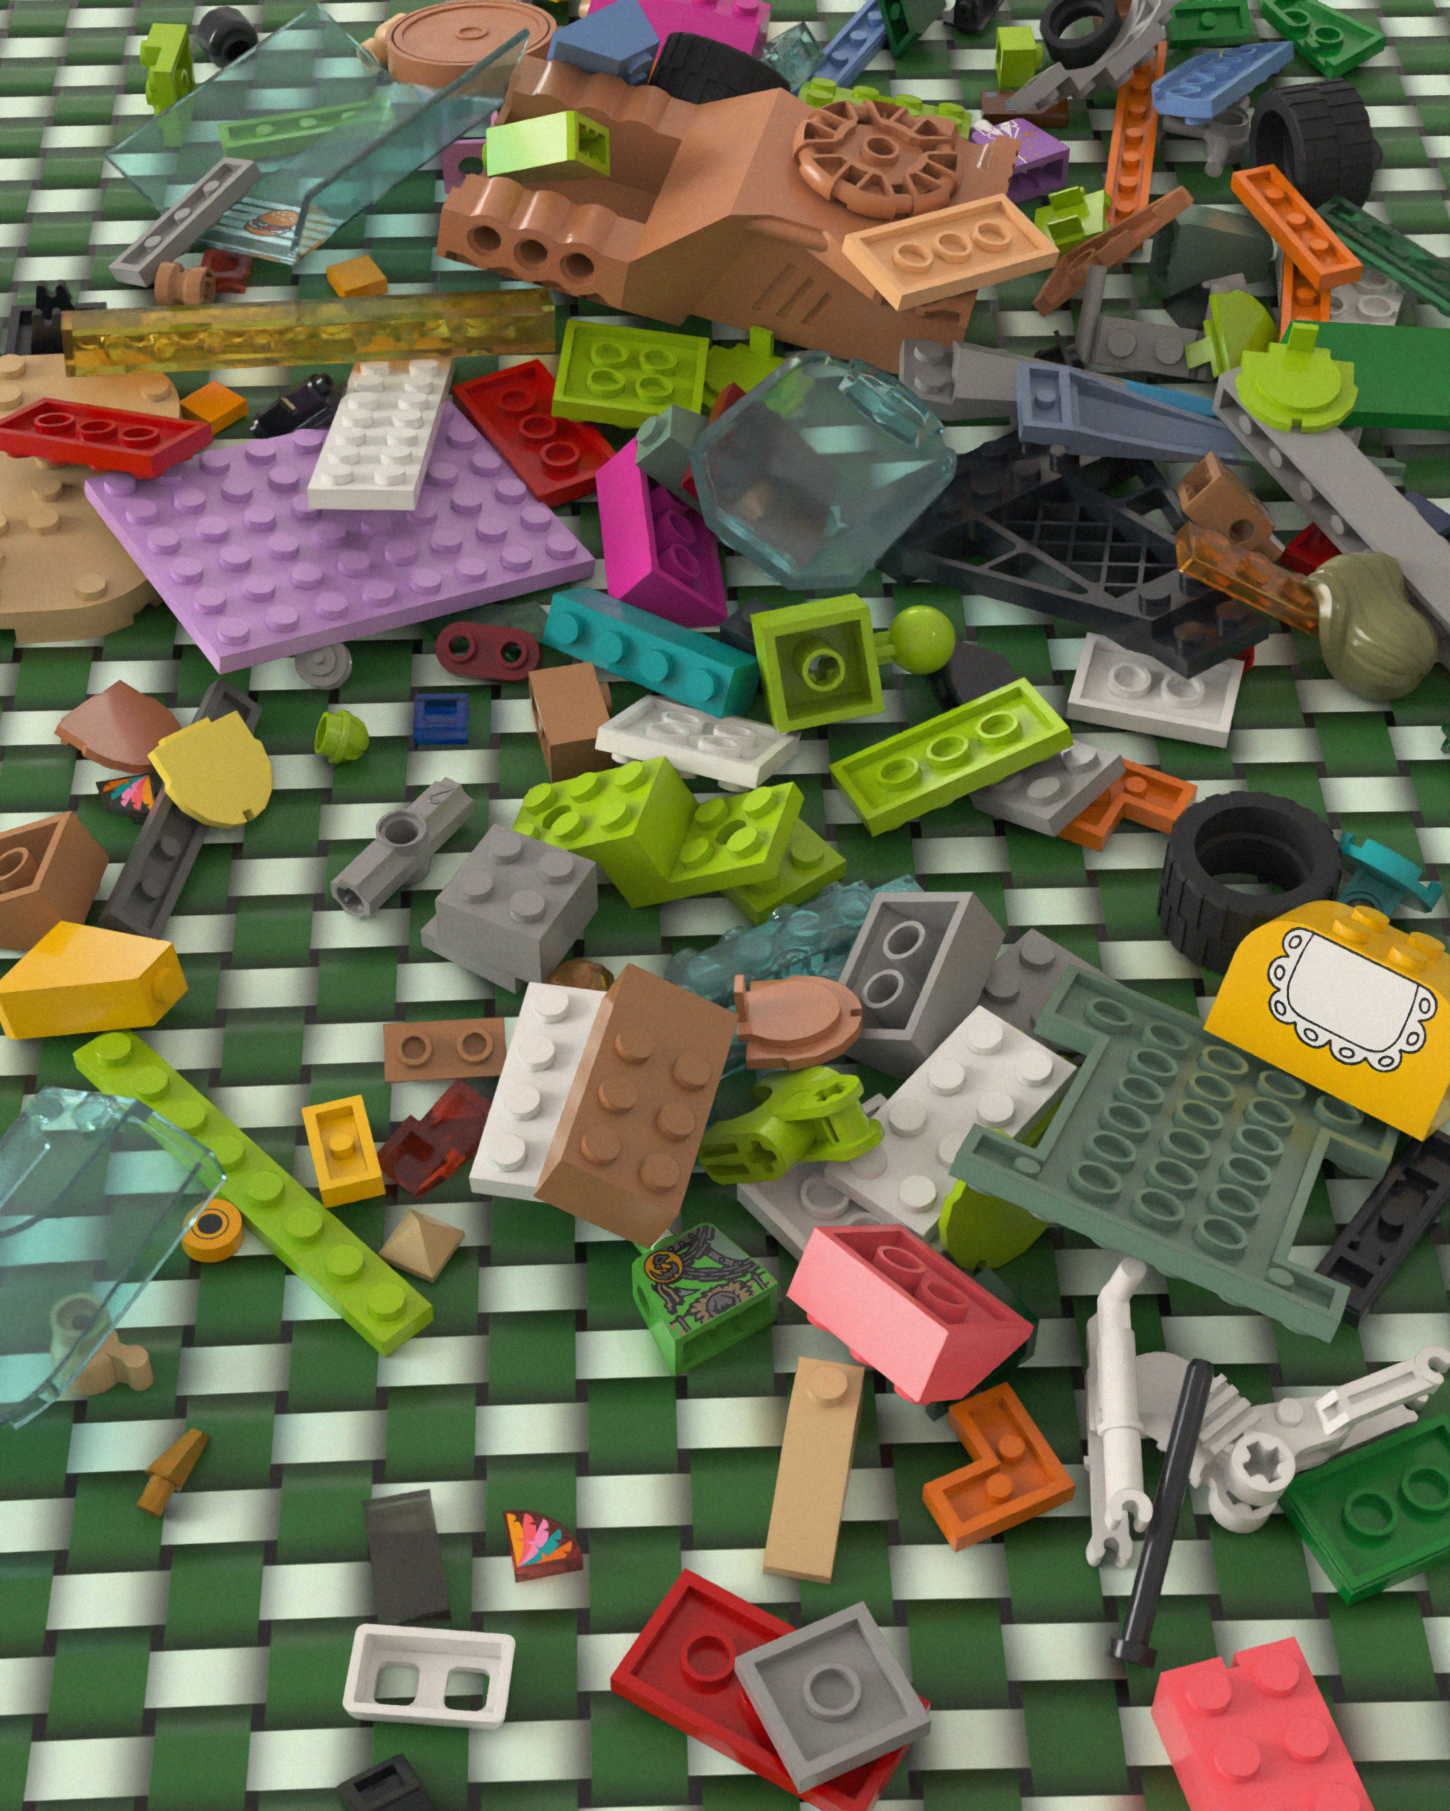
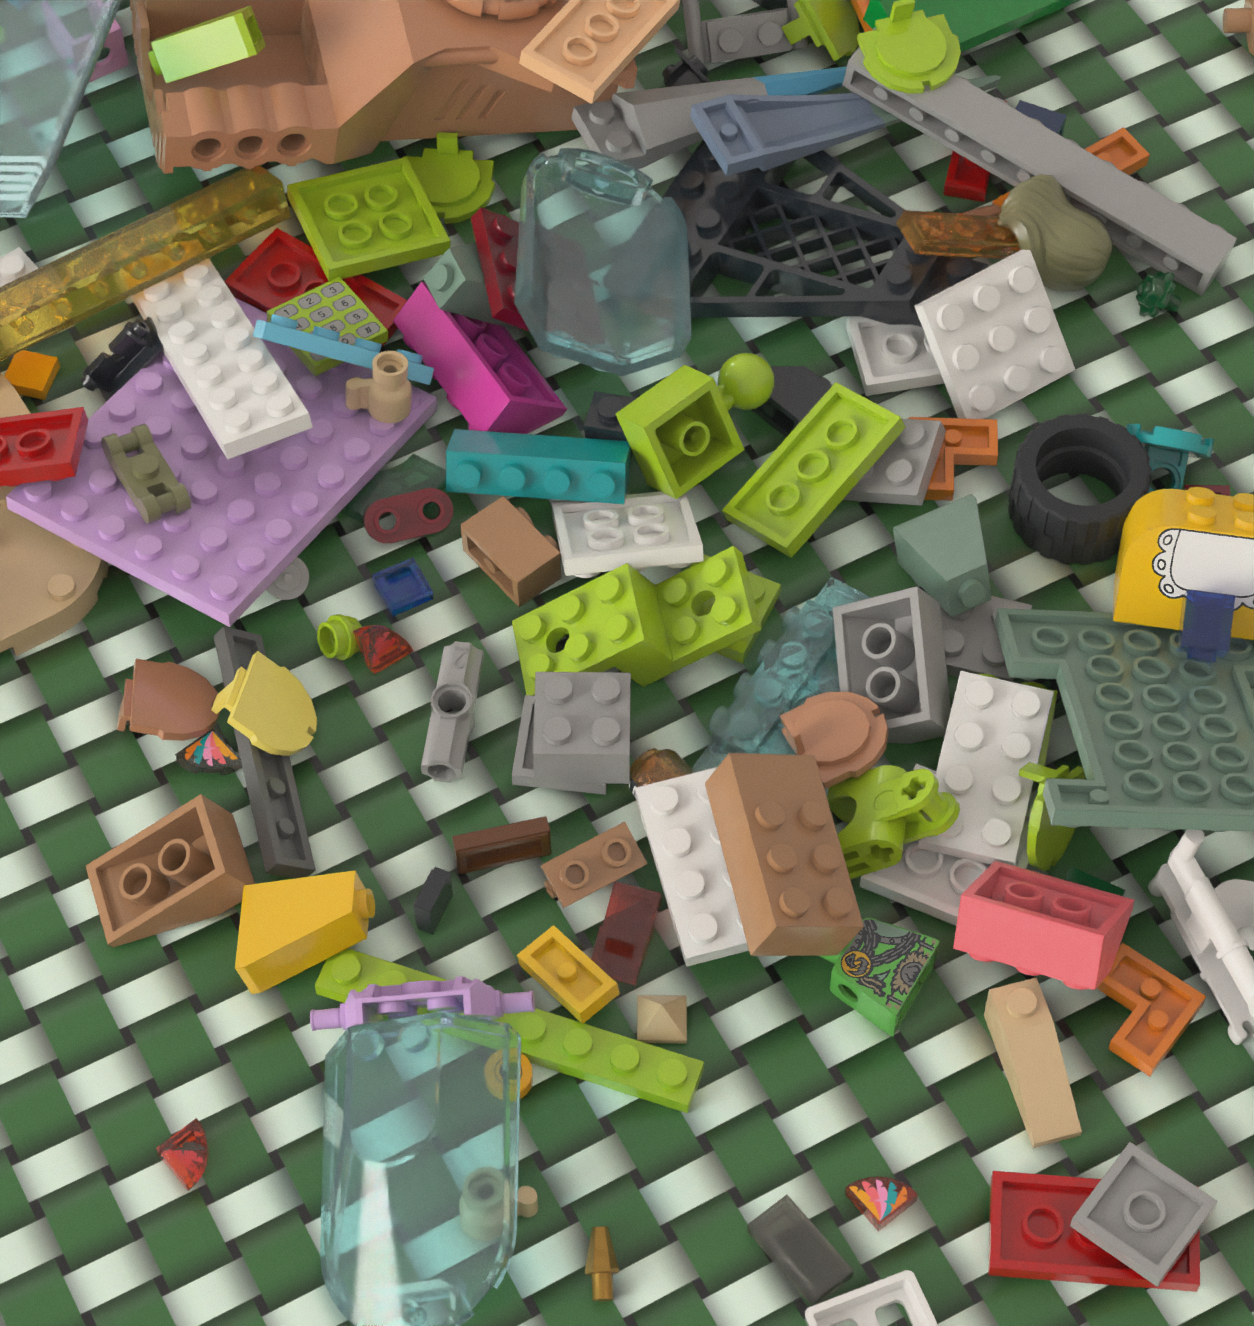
camera: 25 degrees left, 10 degrees up
(176, 1099) = (403, 1000): none -> lavender plate
(230, 503) = (145, 475): none -> olive plate
(253, 1019) = (433, 900): none -> black tile
(357, 278) = (68, 202): light orange tile -> none
(362, 993) = (502, 845): none -> reddish brown tile
(375, 760) = (381, 646): none -> clear red tile
(494, 454) = (326, 343): none -> medium azure plate
(521, 453) = (332, 308): none -> tile
(533, 522) = (387, 393): none -> tan piece
(1055, 894) = (947, 555): none -> sand green slope
(1218, 498) = (906, 175): medium nougat torso -> none
(1238, 697) = (995, 337): none -> white plate
(1301, 1060) = (1205, 625): none -> clear blue brick

